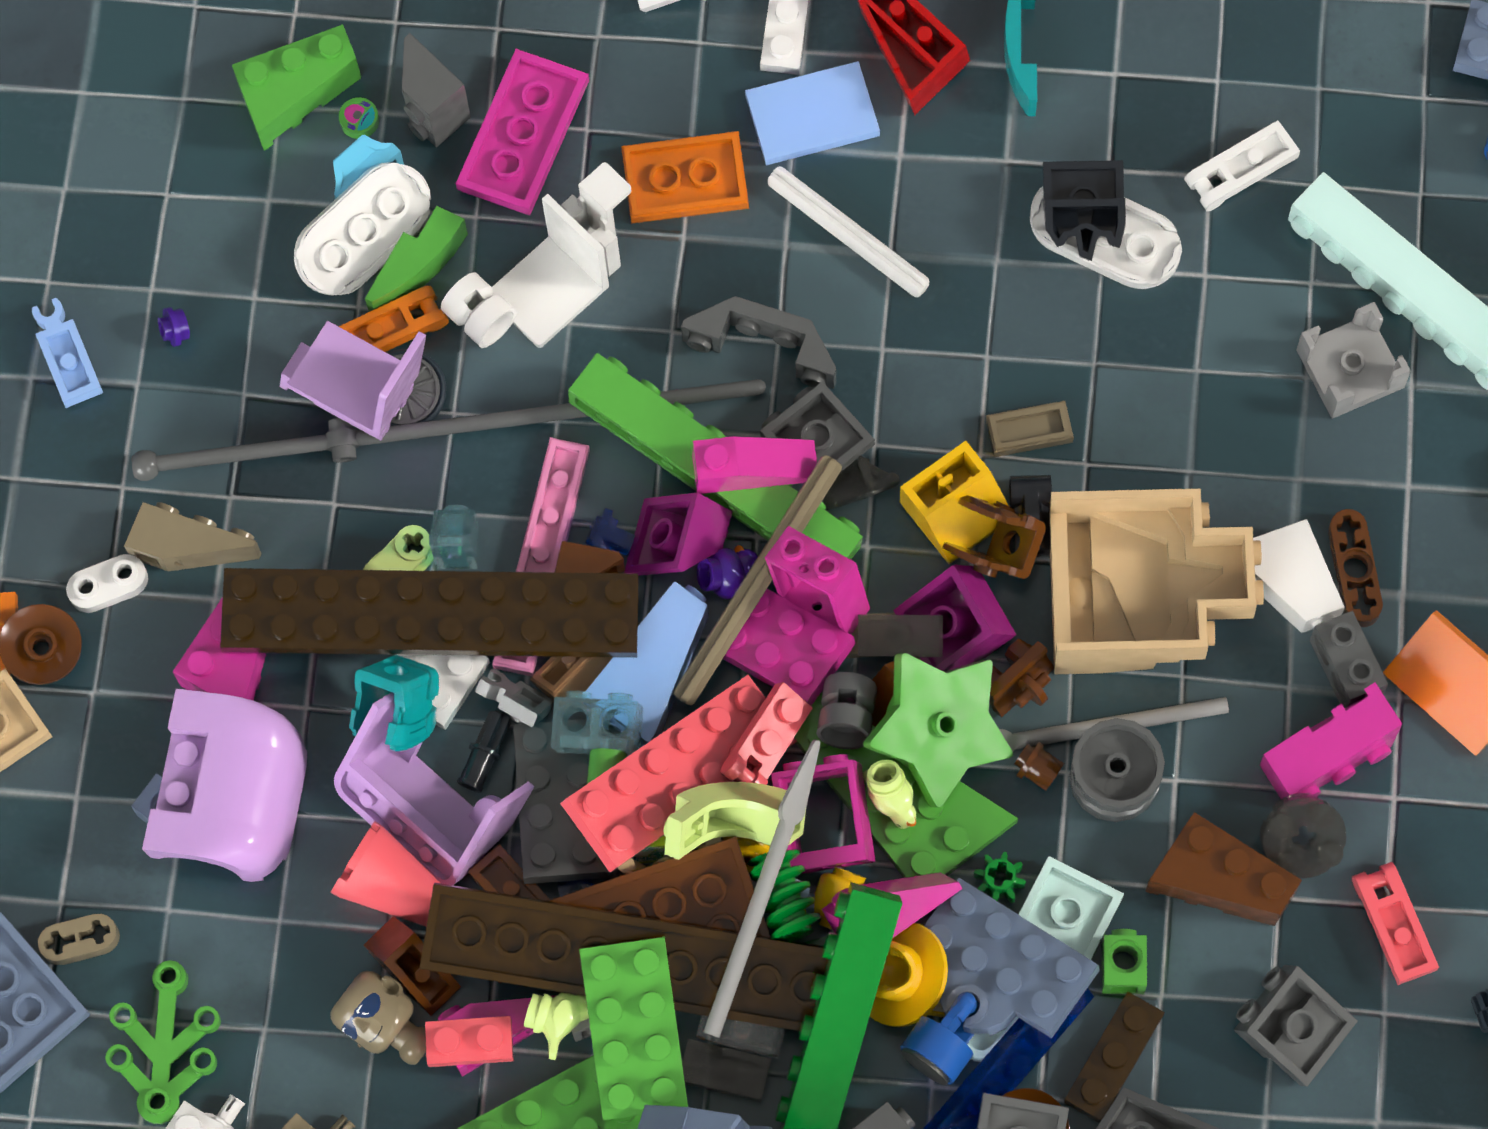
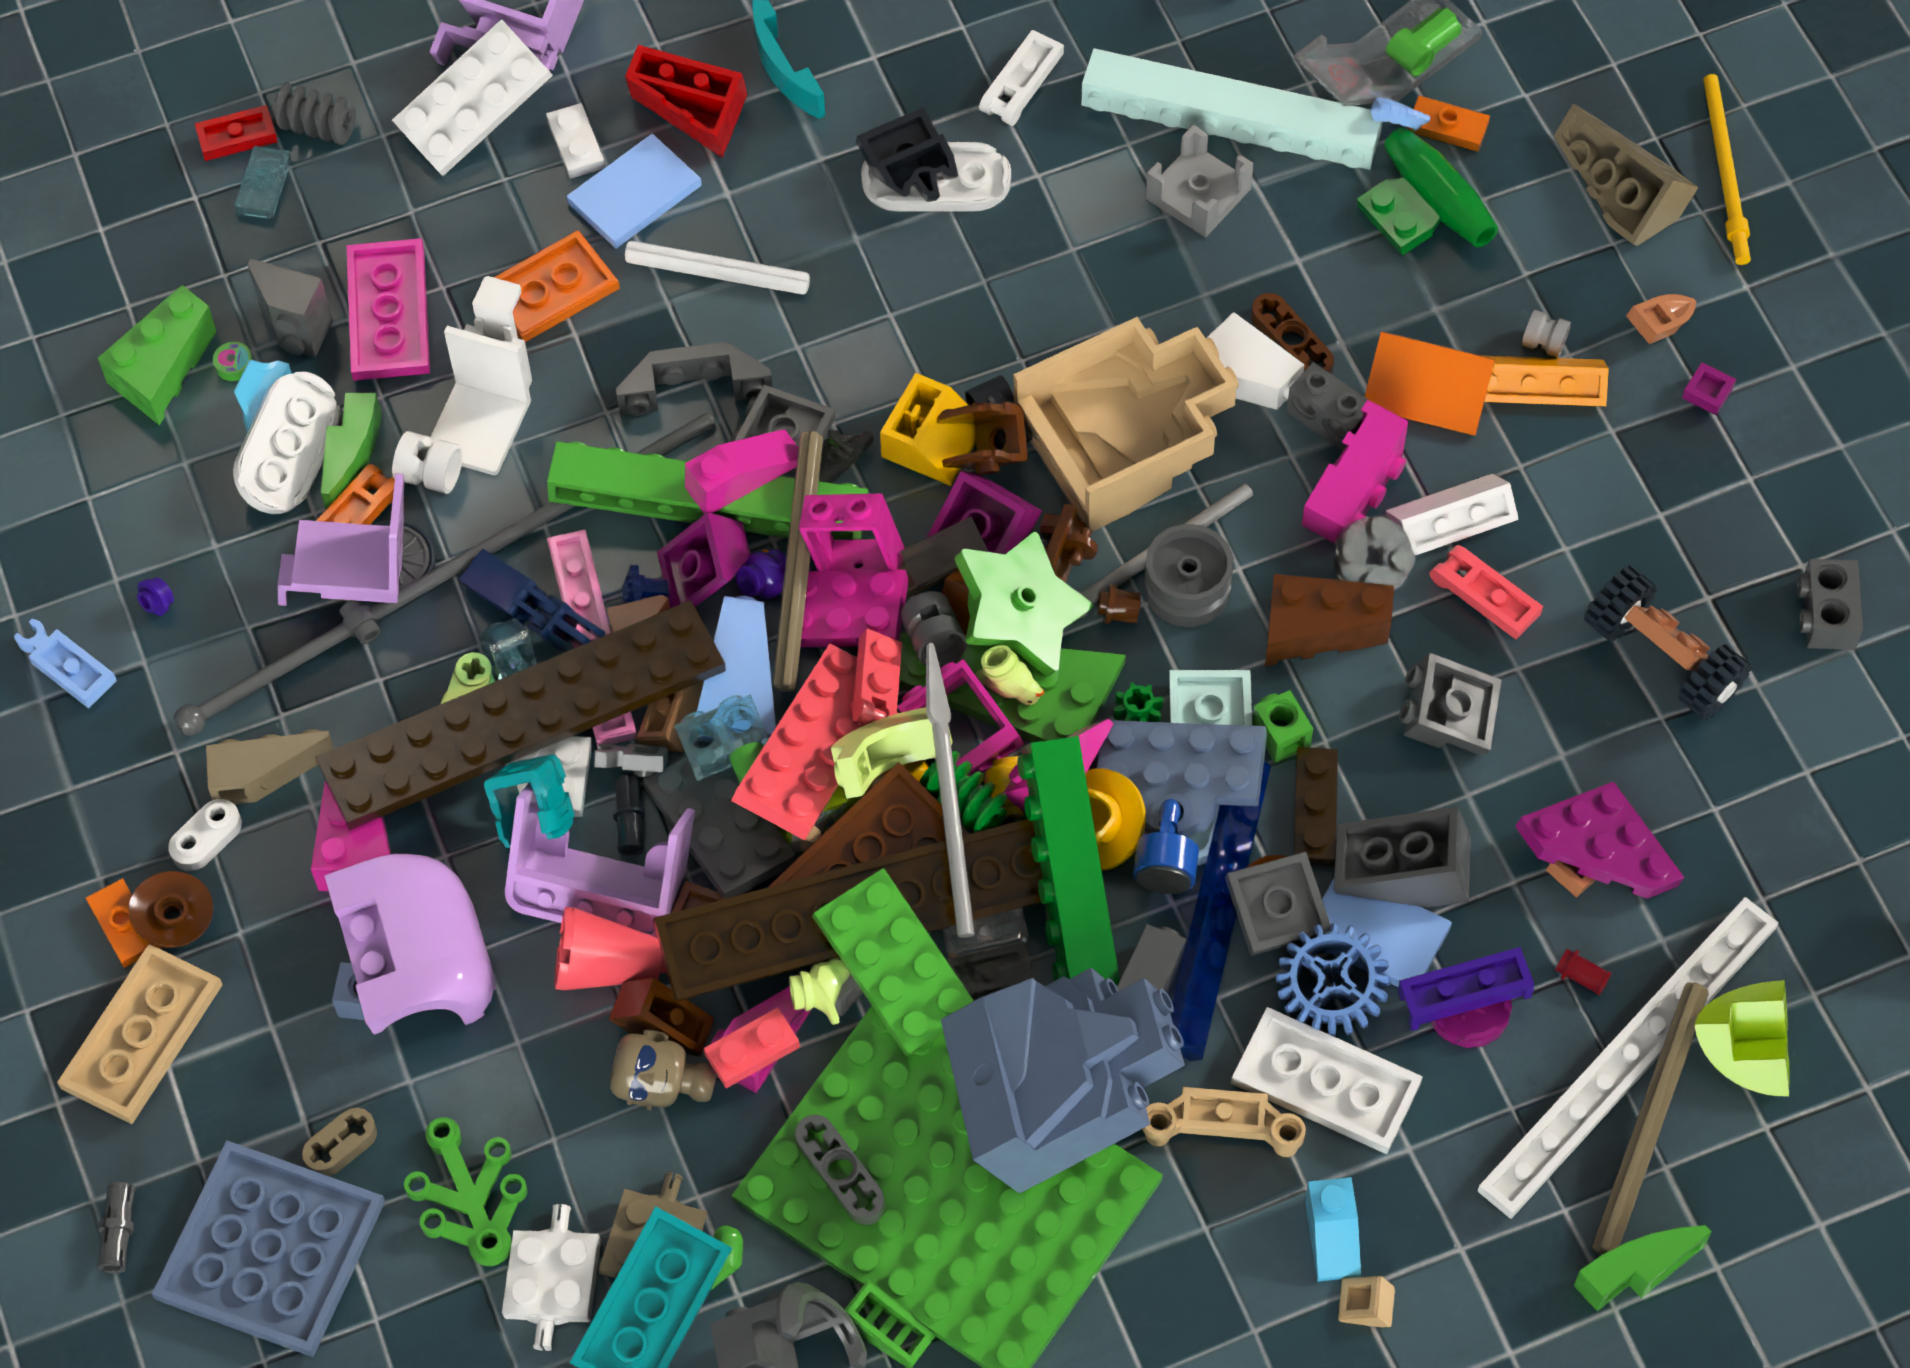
camera: 30 degrees left, 10 degrees down
(493, 487) = (520, 596): none -> dark blue arm
(1029, 428) = (959, 352): dark tan tile -> none
(1409, 826) = (1456, 513): none -> white panel

